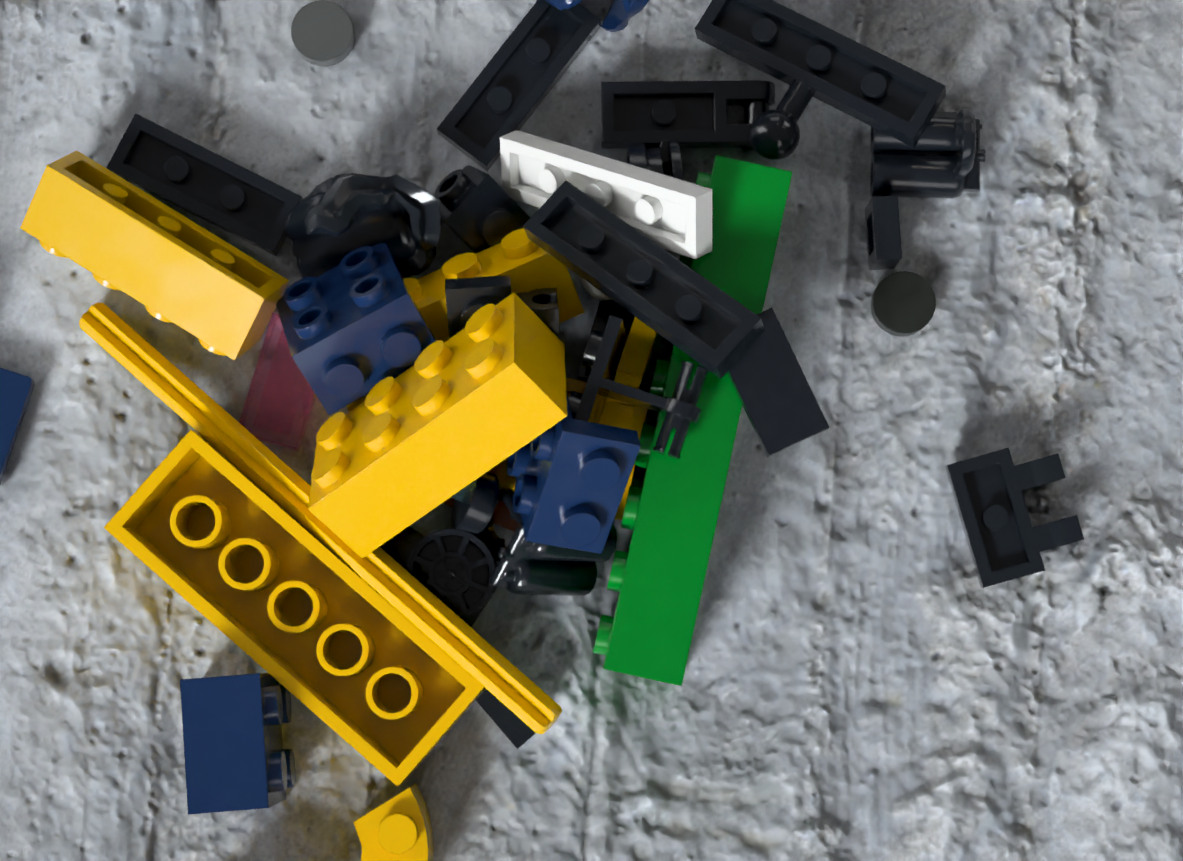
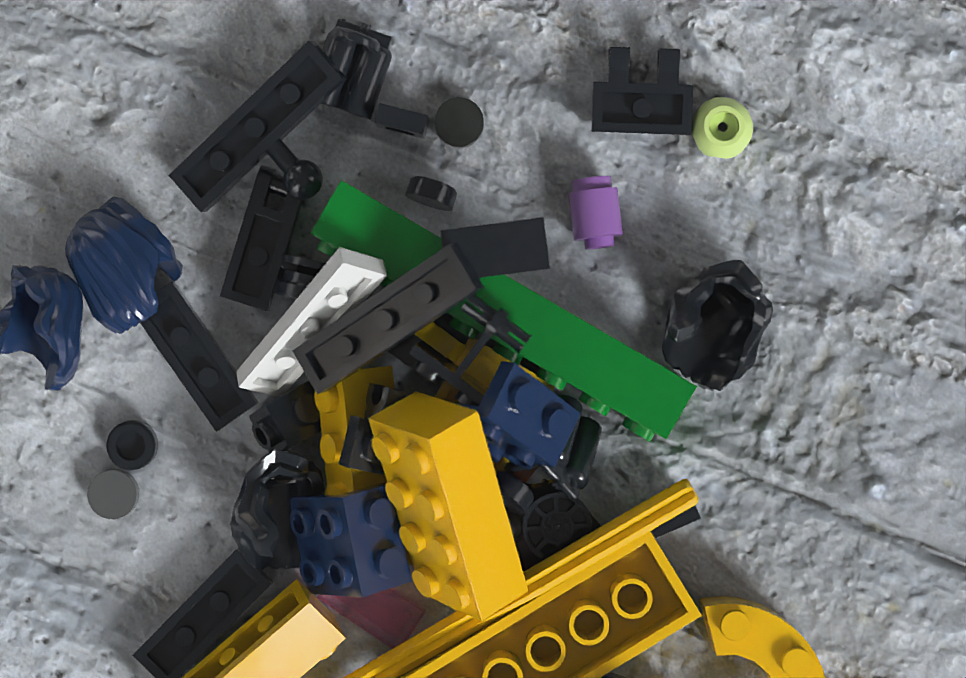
camera: 70 degrees left, 5 degrees up
(389, 37) = (132, 445): none -> black tile
(762, 692) = (716, 325): none -> black hair
(807, 296) = (431, 193): none -> black tile
(850, 501) = (595, 212): none -> medium lavender brick
(983, 629) = (706, 132): none -> yellowish green plate

